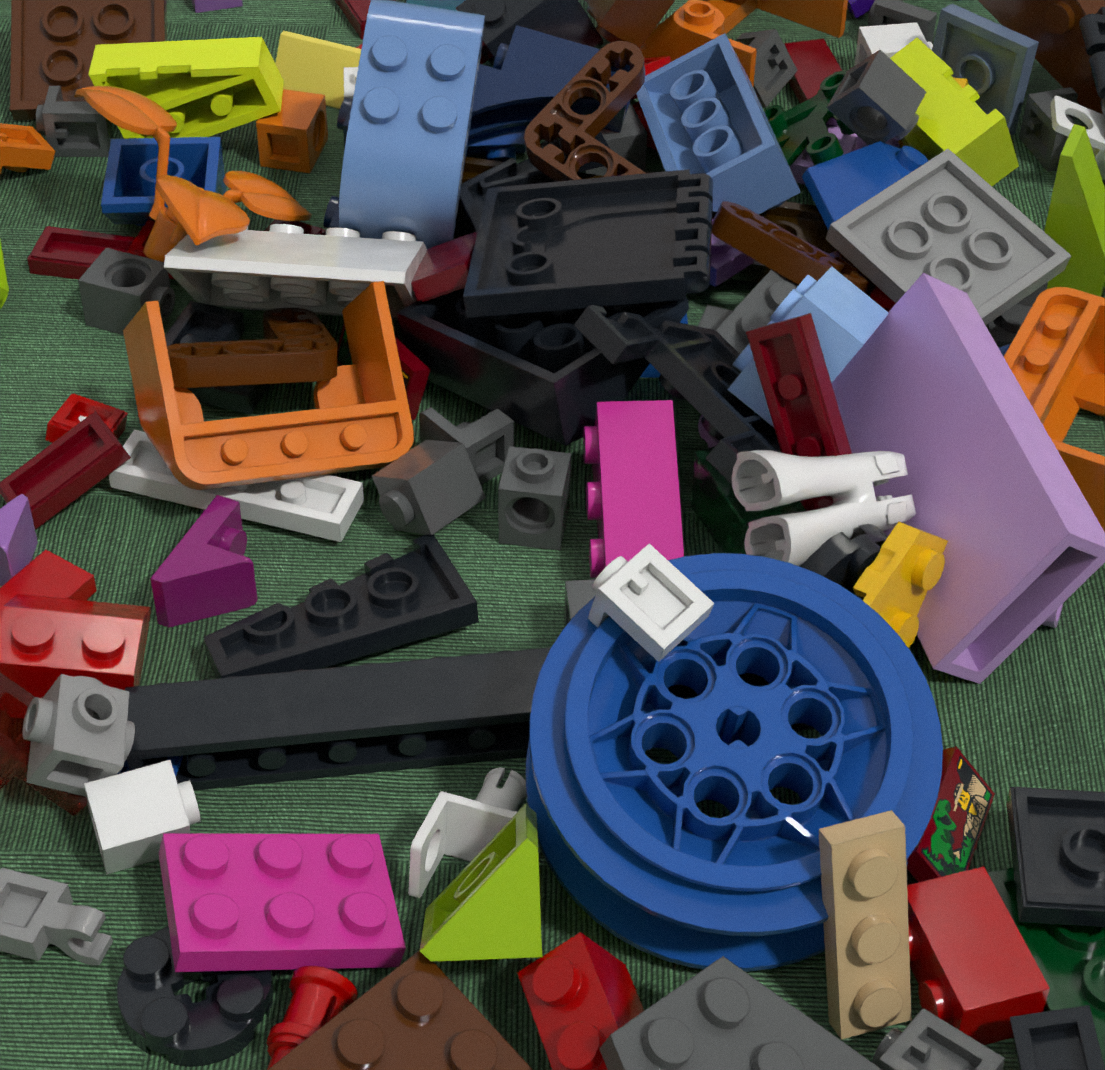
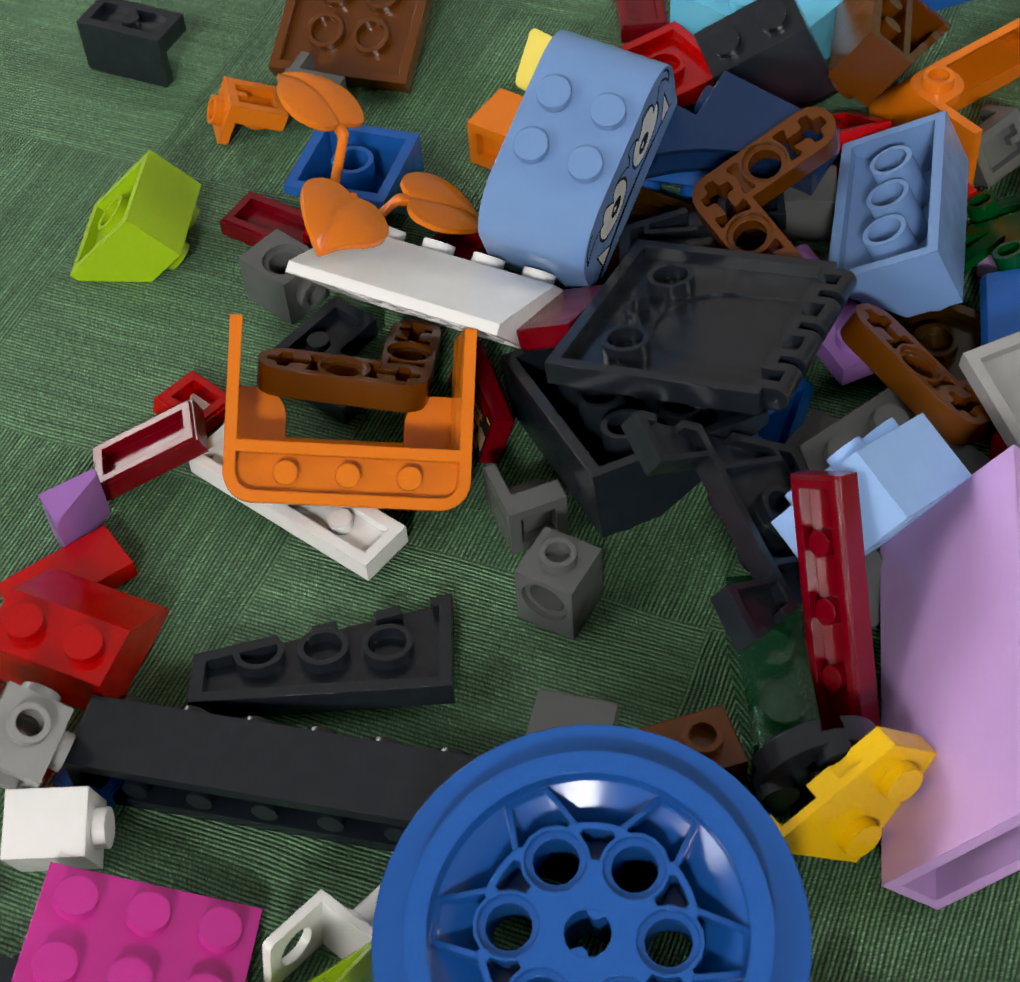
camera: 25 degrees right, 5 degrees up
(198, 82) = (415, 75): neon yellow wedge -> none
(206, 569) = (223, 582): magenta slope -> none
(428, 487) = (461, 547): dark grey brick -> none
(633, 481) = (649, 612): dark pink wedge -> none
(649, 601) = (533, 776): white bracket -> none
(775, 479) = (768, 648): white piece -> none

